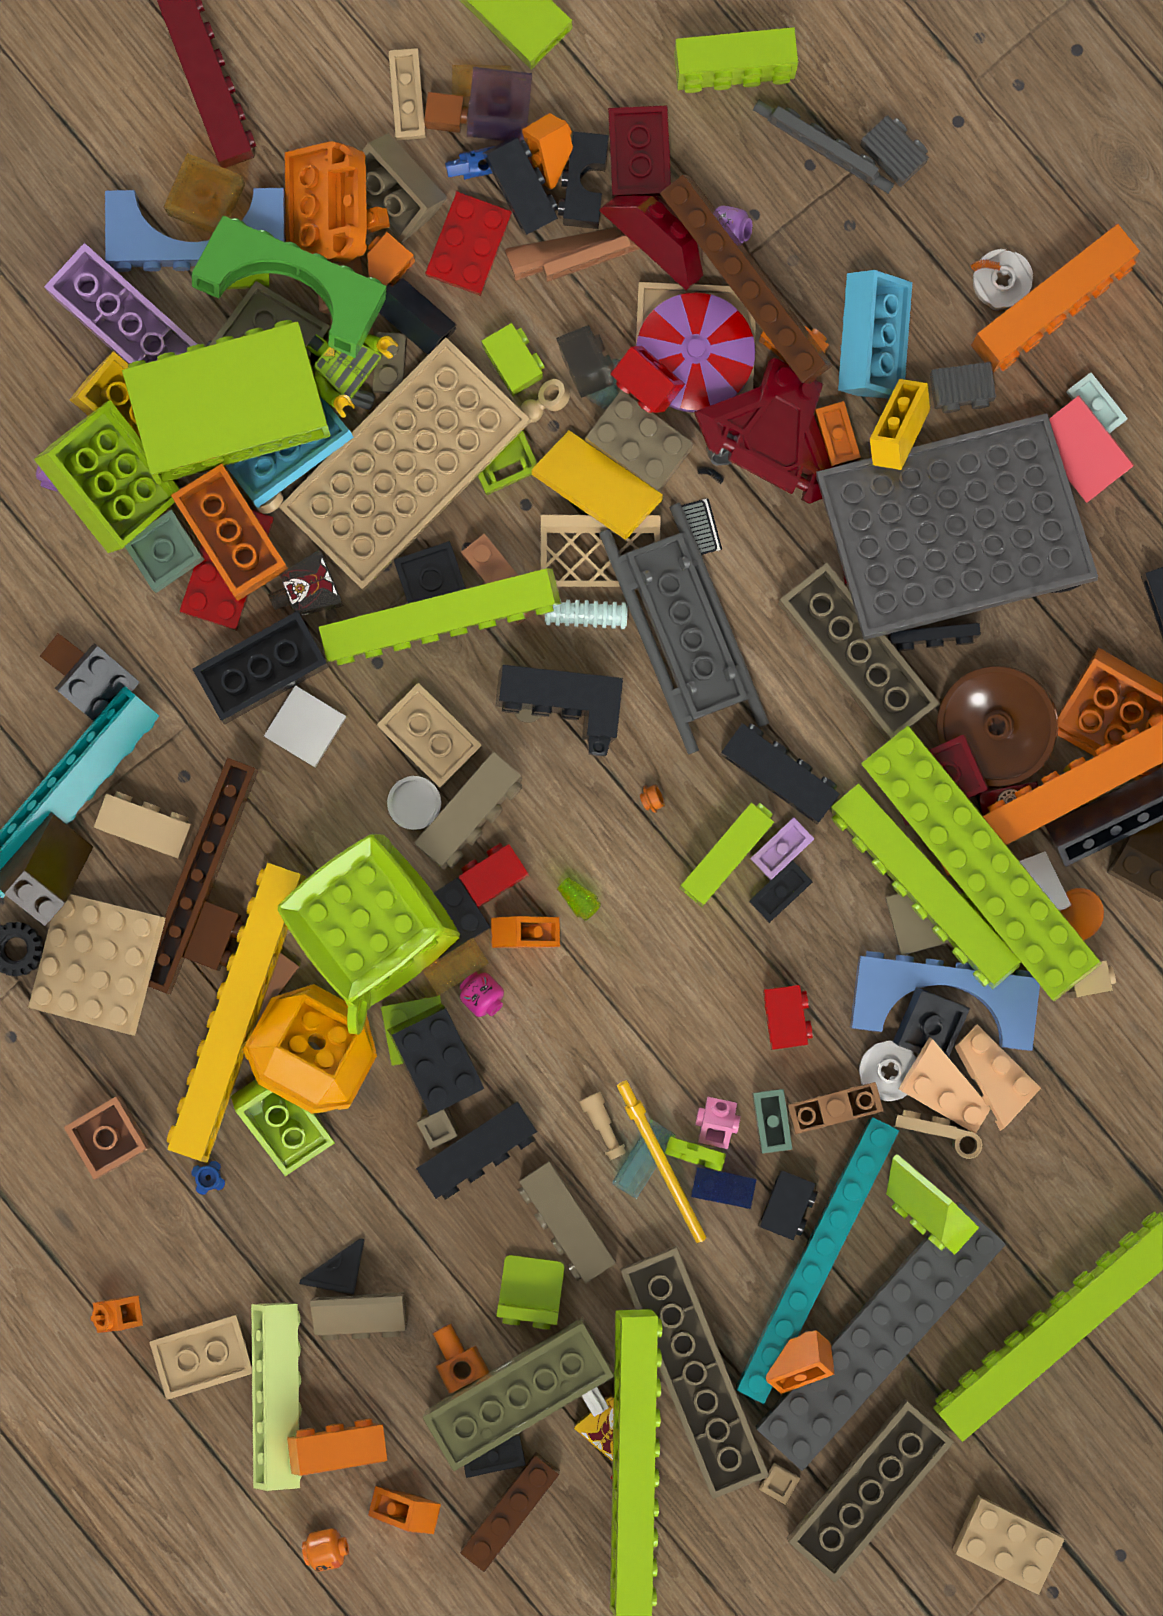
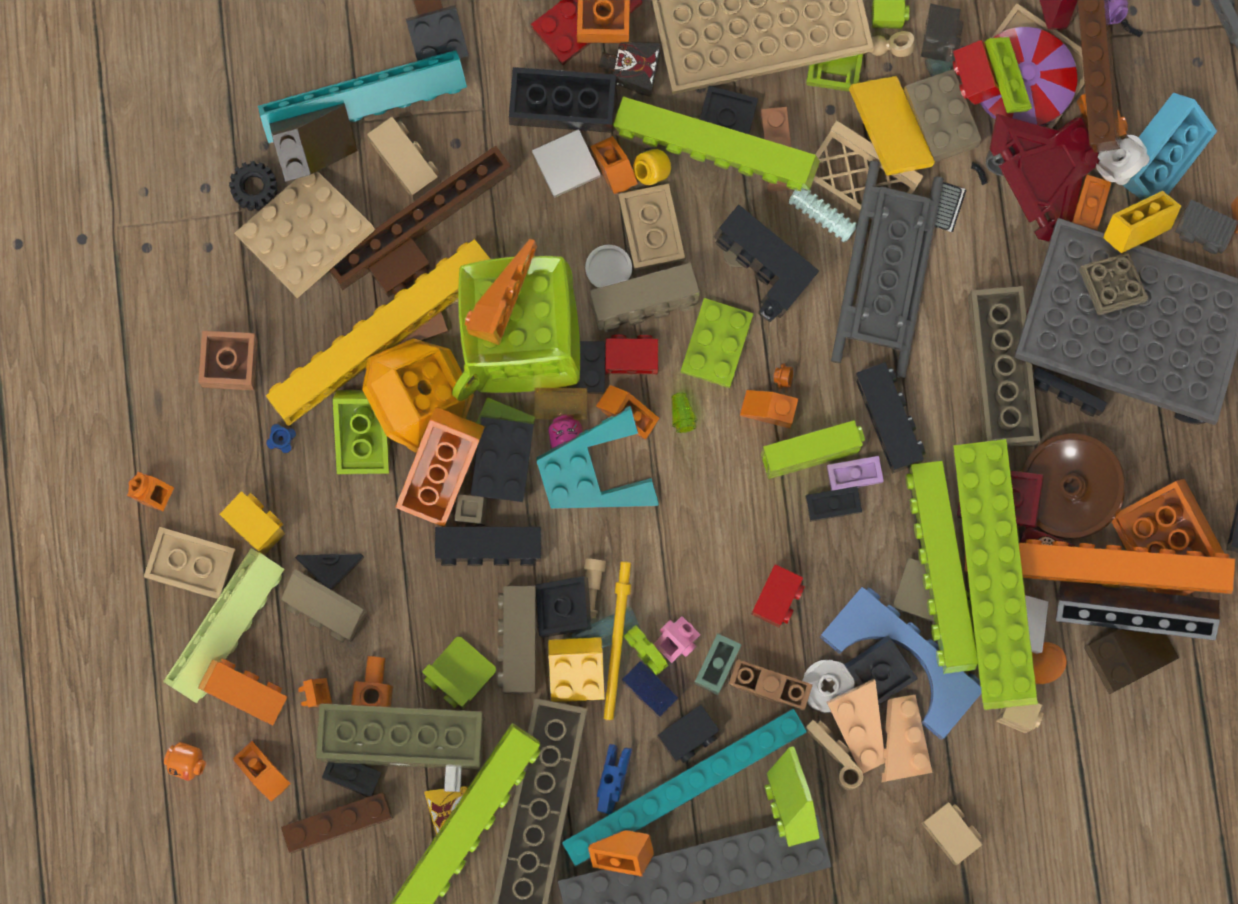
camera: 30 degrees right, 5 degrees down
(238, 1280) = (254, 525): none -> yellow brick
(340, 929) = (496, 305): none -> orange wedge
(352, 698) = (614, 165): none -> orange slope
(383, 1109) = (439, 466): none -> orange brick
(391, 677) = (652, 166): none -> yellow head
(407, 1401) = (316, 692): none -> orange tile
(512, 1030) = (571, 476): none -> teal wing
(566, 807) = (716, 343): none -> lime plate
(589, 1162) = (563, 606): none -> black plate
(641, 1216) = (576, 669): none -> yellow brick
(658, 838) = (769, 407): none -> orange slope
(678, 363) = (1008, 75): none -> lime tile
(748, 1309) = (610, 791): none -> blue hinge
(761, 235) = (1132, 30): none -> black leg
(854, 368) = (1121, 171): none -> white plate
(912, 504) = (1113, 283): none -> dark tan tile
(1097, 1134) = (952, 833): none -> tan brick

